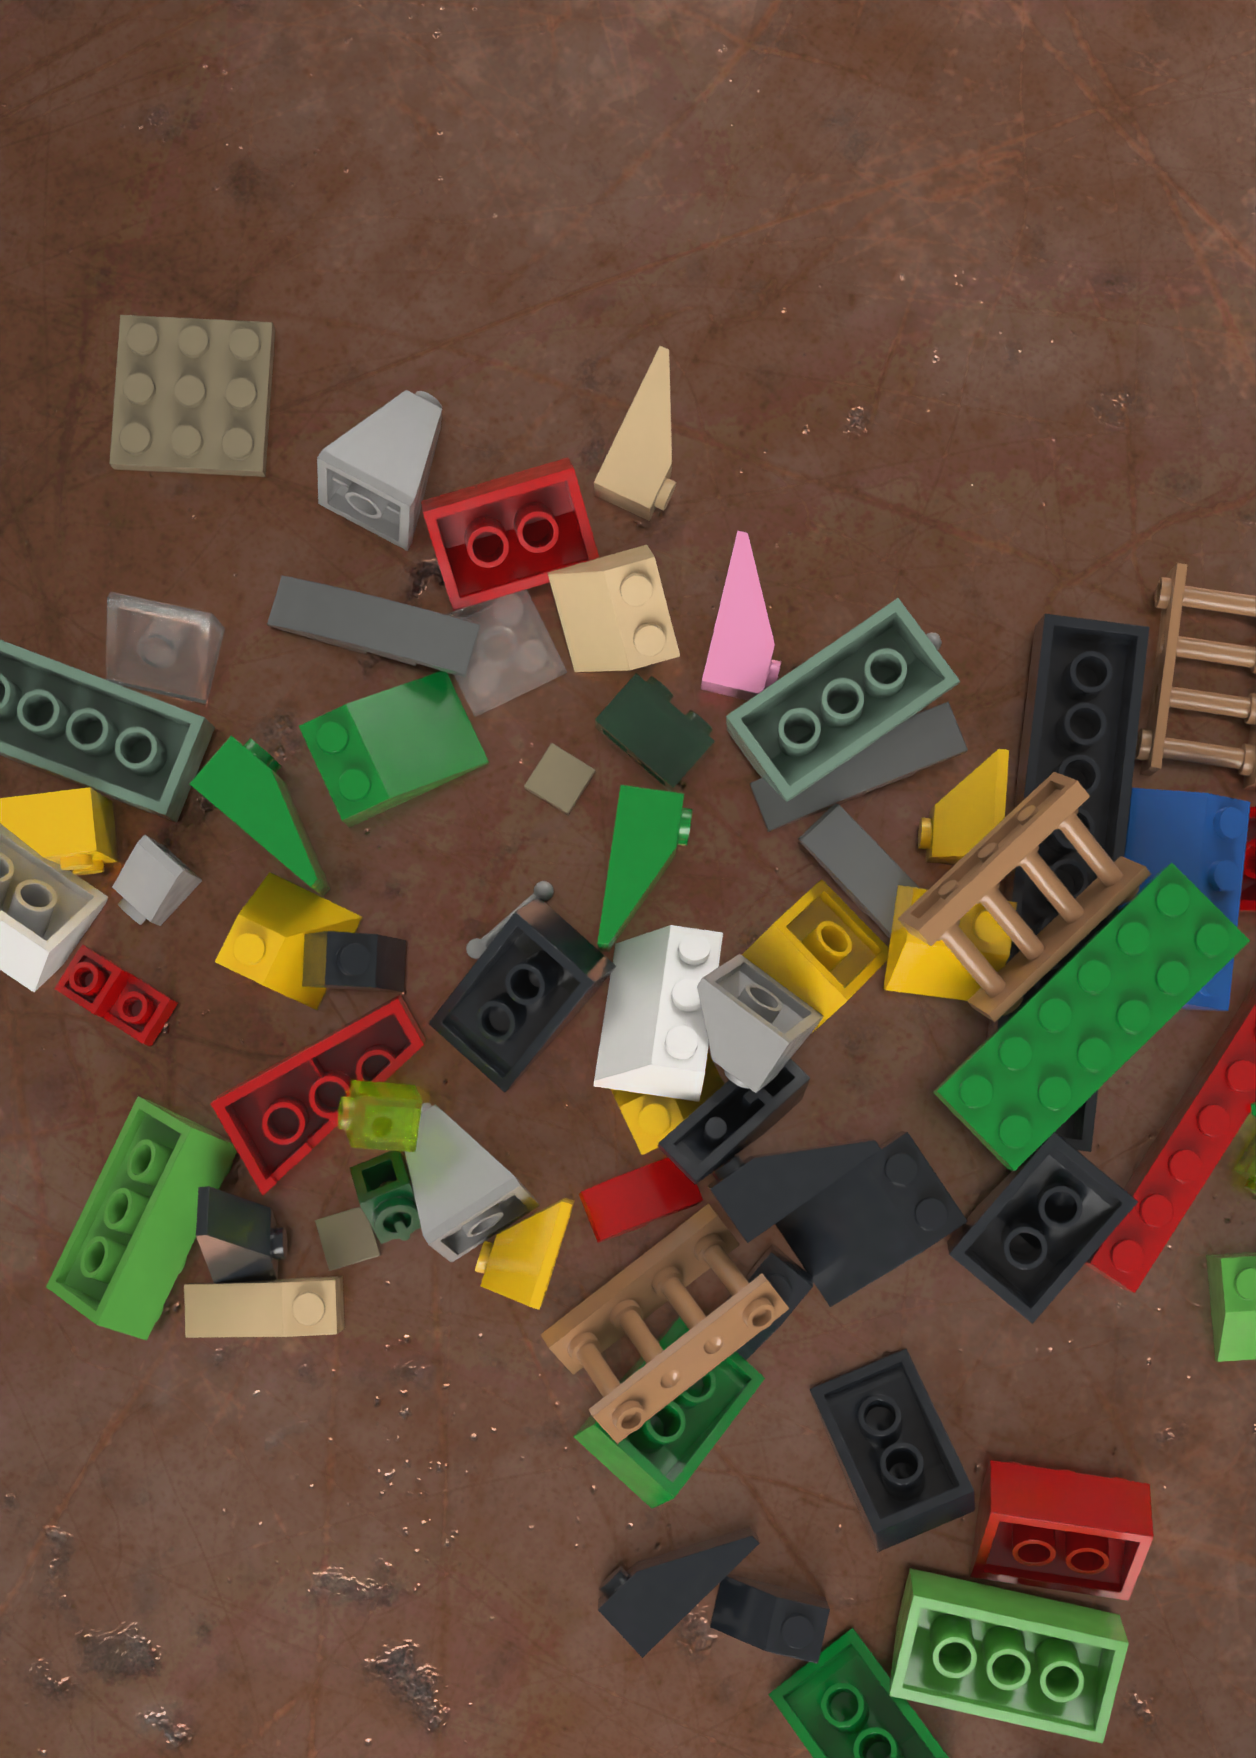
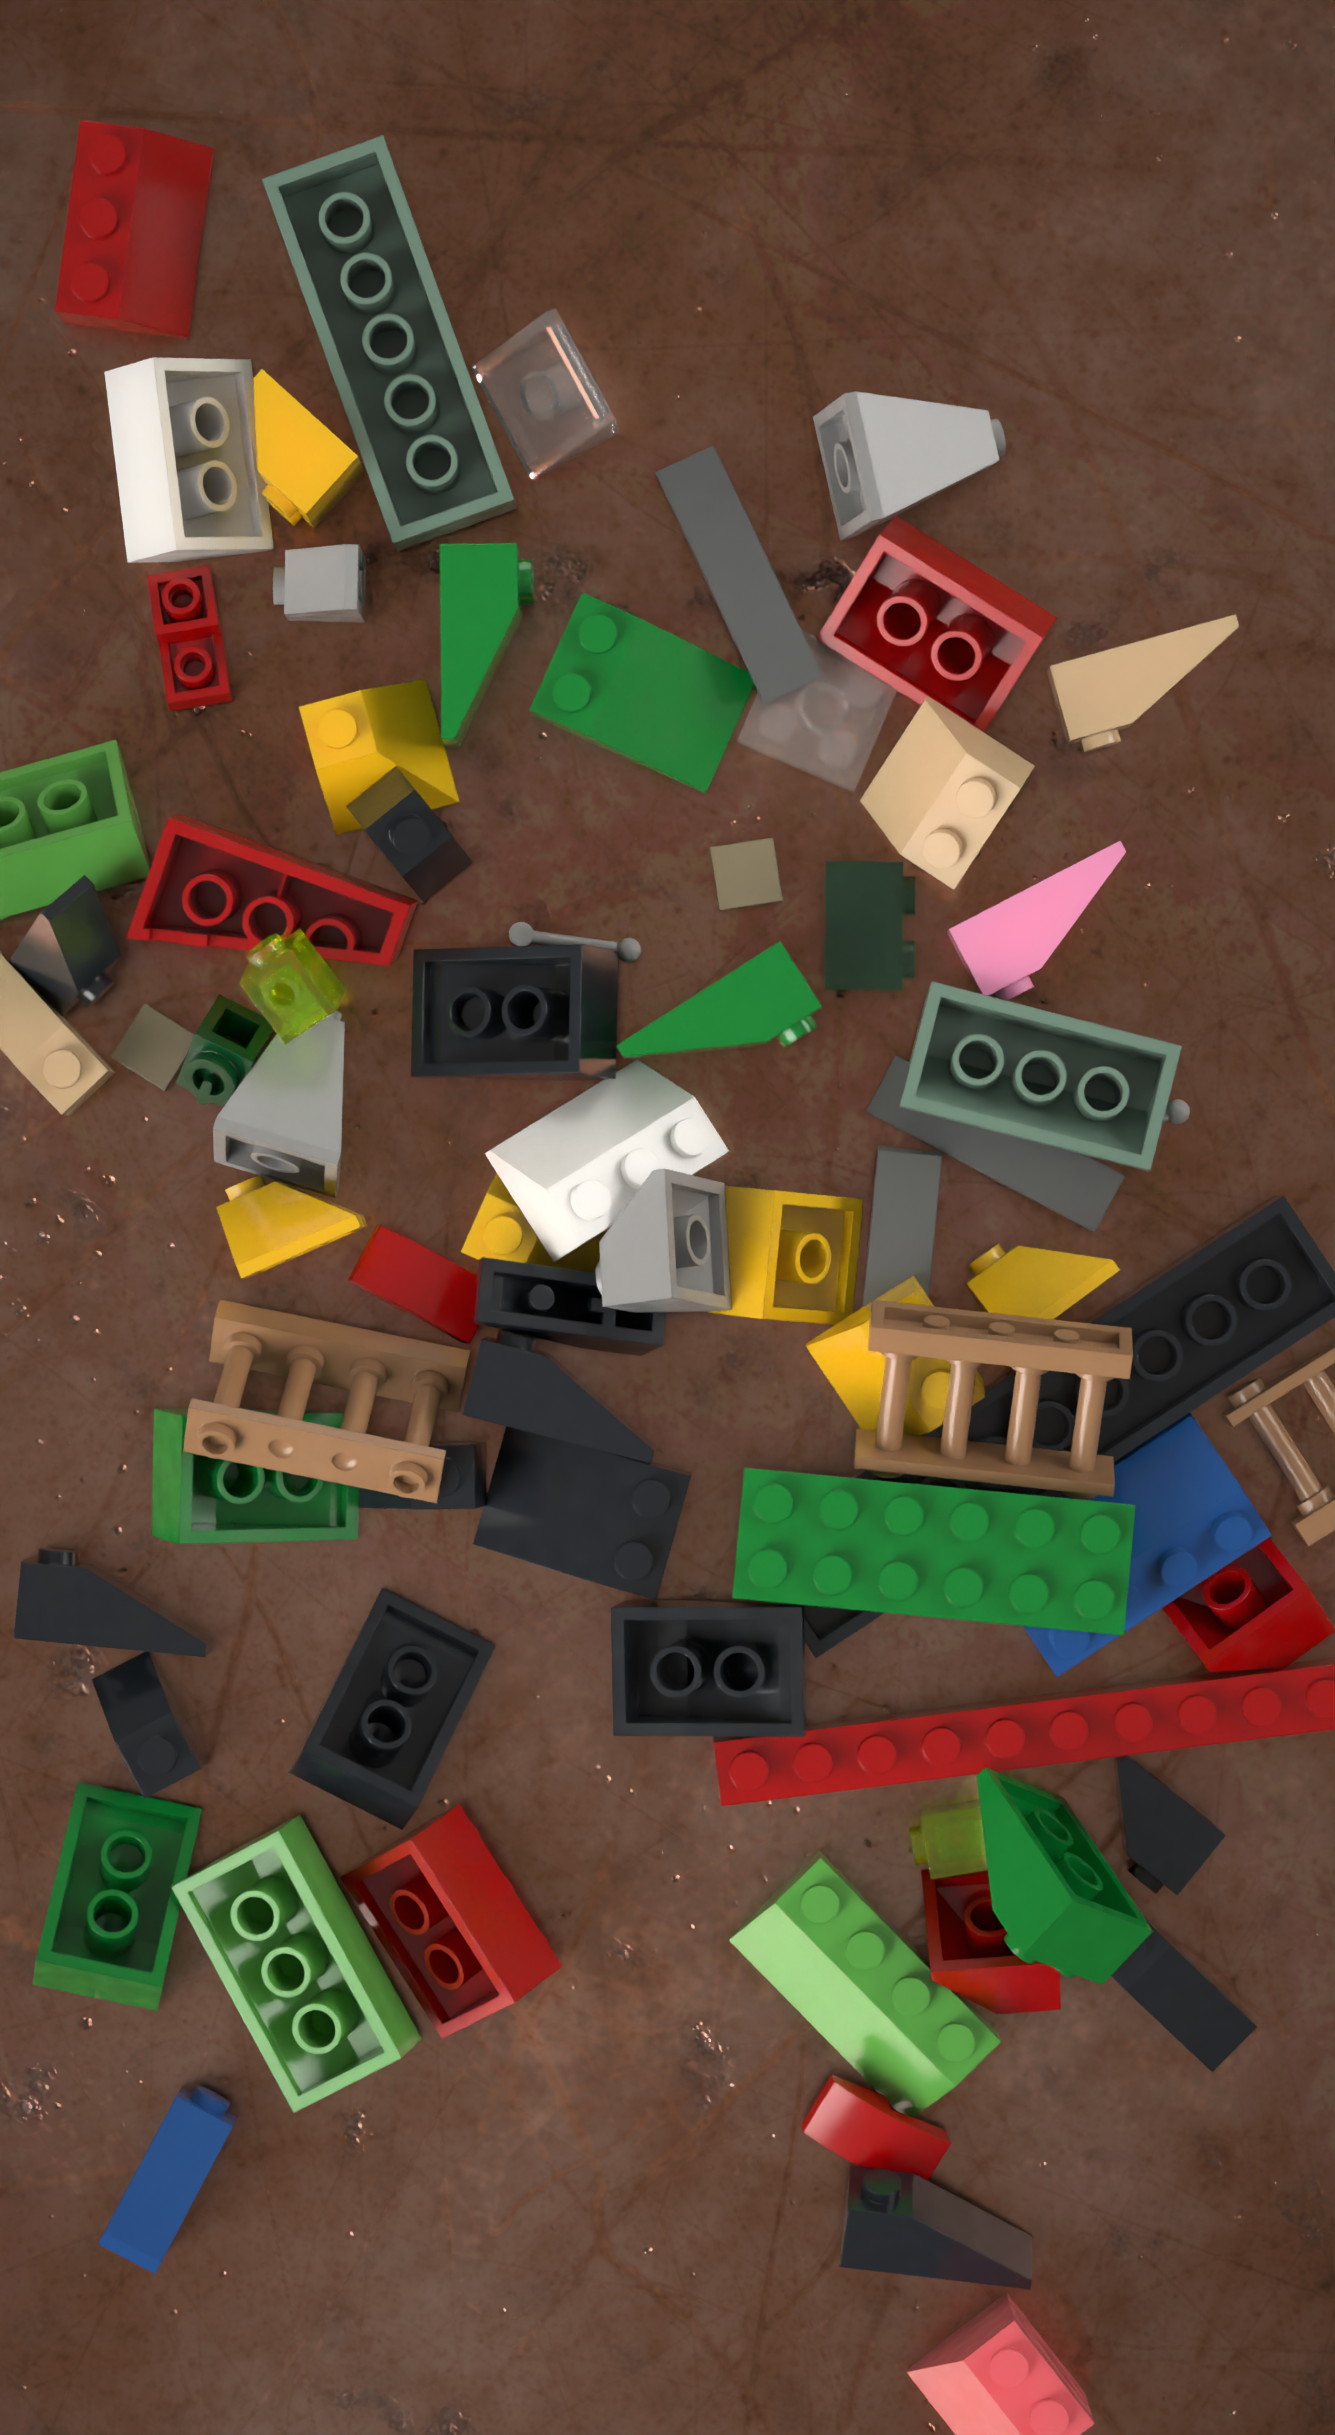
camera: 45 degrees right, 5 degrees up
(192, 395) = (812, 207): dark tan plate -> none

